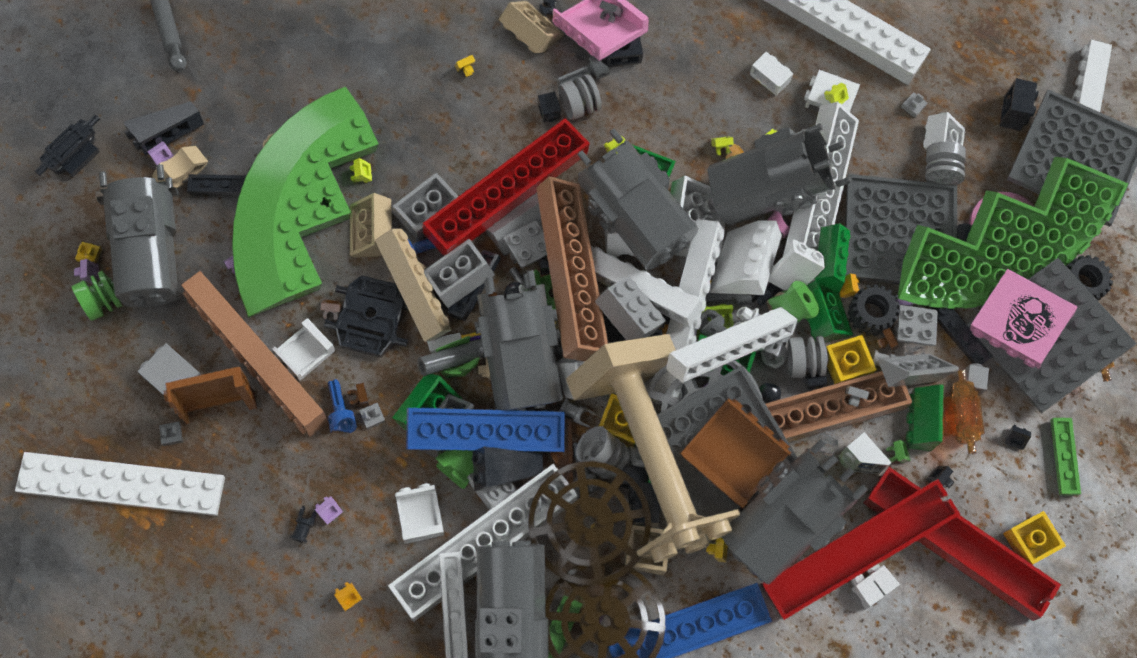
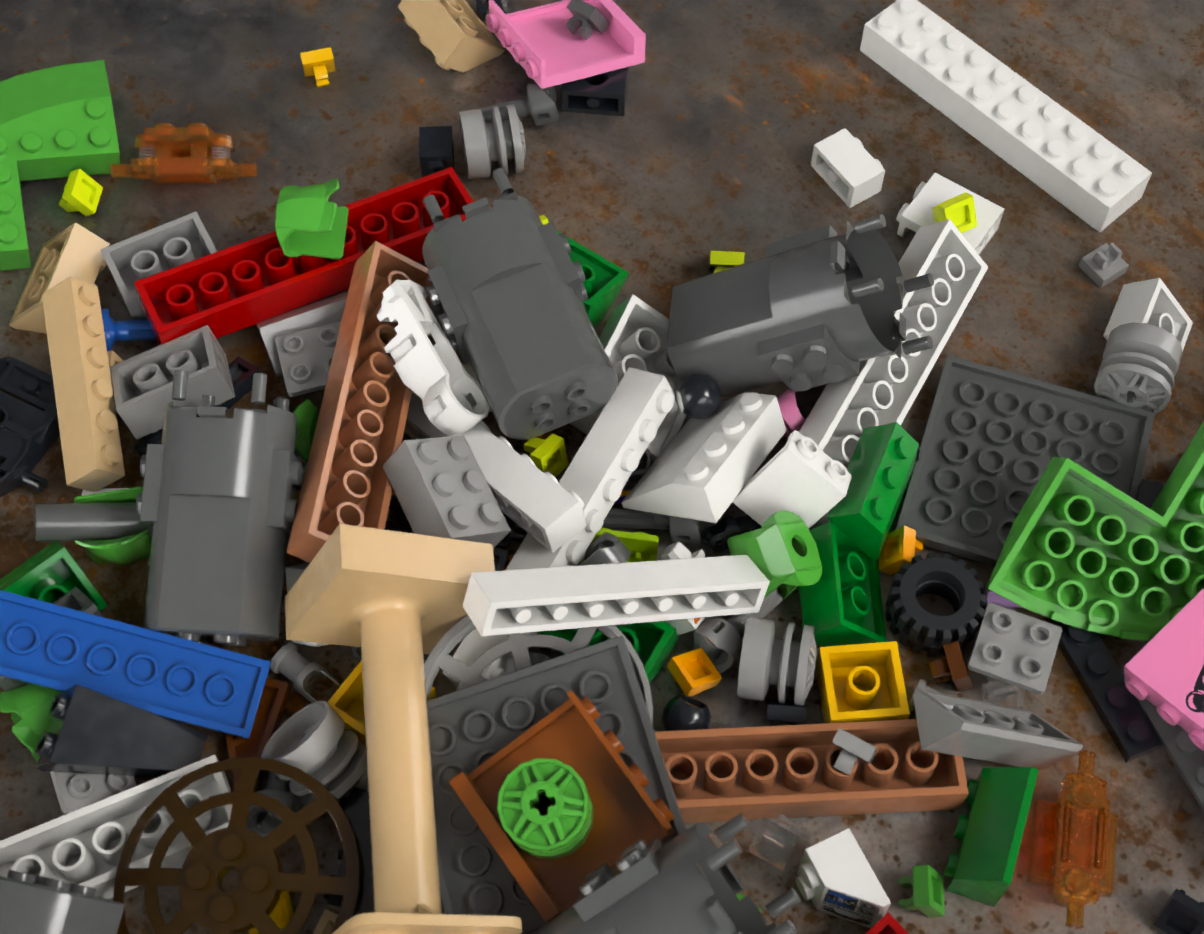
camera: 20 degrees right, 10 degrees down
(419, 128) = (183, 156): none -> clear orange piece
(508, 169) = (310, 223): none -> bright green piece
(600, 240) = (428, 369): none -> white piece
(662, 271) = (548, 454): none -> neon yellow tile
(726, 467) = (567, 821): none -> bright green wheel
(735, 227) = (698, 396): none -> black piece
(767, 370) = (694, 672): none -> light orange tile
(979, 376) = (1123, 777): light grey brick -> none

